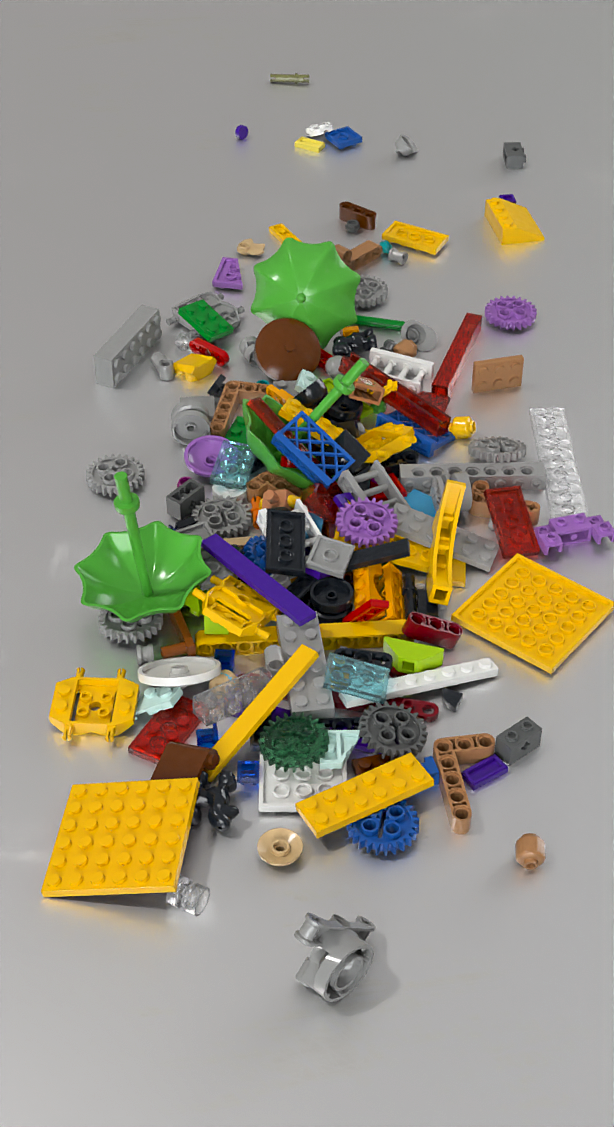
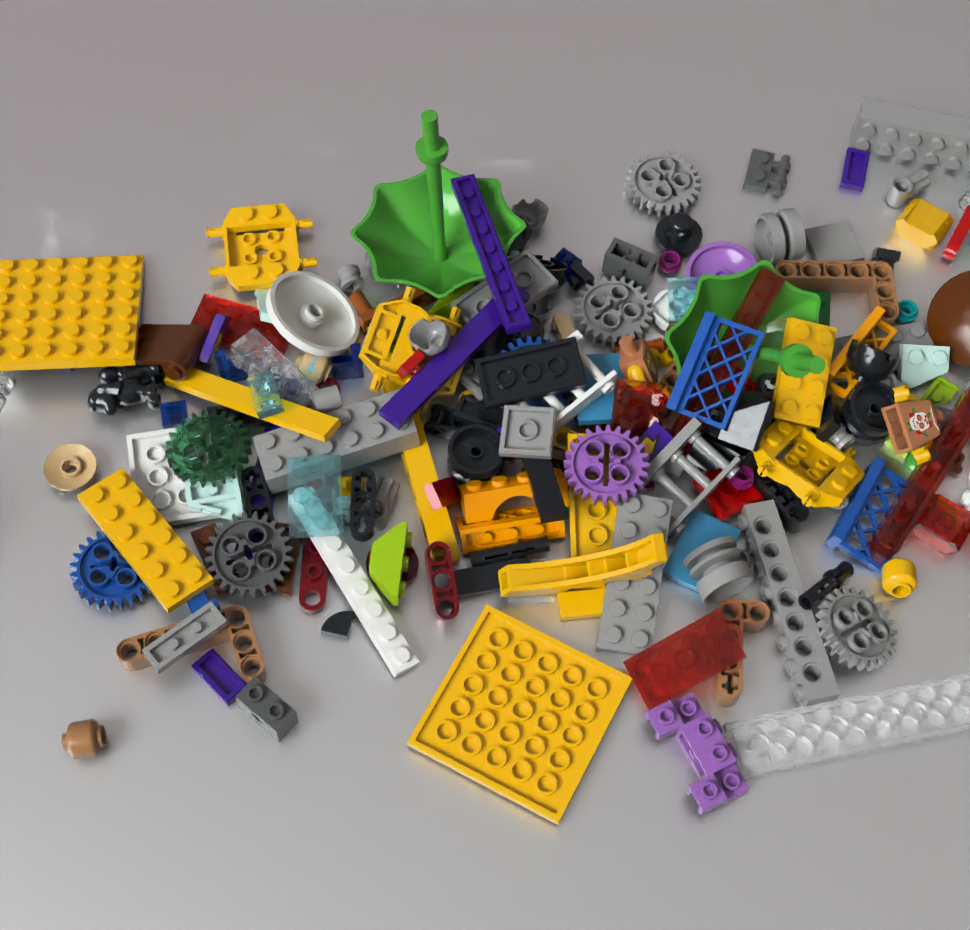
camera: 75 degrees right, 20 degrees up
(120, 430) = (759, 170): none -> dark grey plate
(135, 387) = (854, 169): none -> dark purple tile
(162, 475) = (678, 233): none -> black plate
(180, 732) = (214, 338): none -> dark purple tile
(182, 539) = (491, 254): none -> dark purple tile
(245, 582) = (429, 336): none -> light grey hair
(262, 600) = (411, 365): none -> red plate
(263, 690) = (265, 394): none -> clear light blue plate
(460, 771) = (184, 637): none -> light grey plate
(462, 453) = (812, 597): none -> black pin

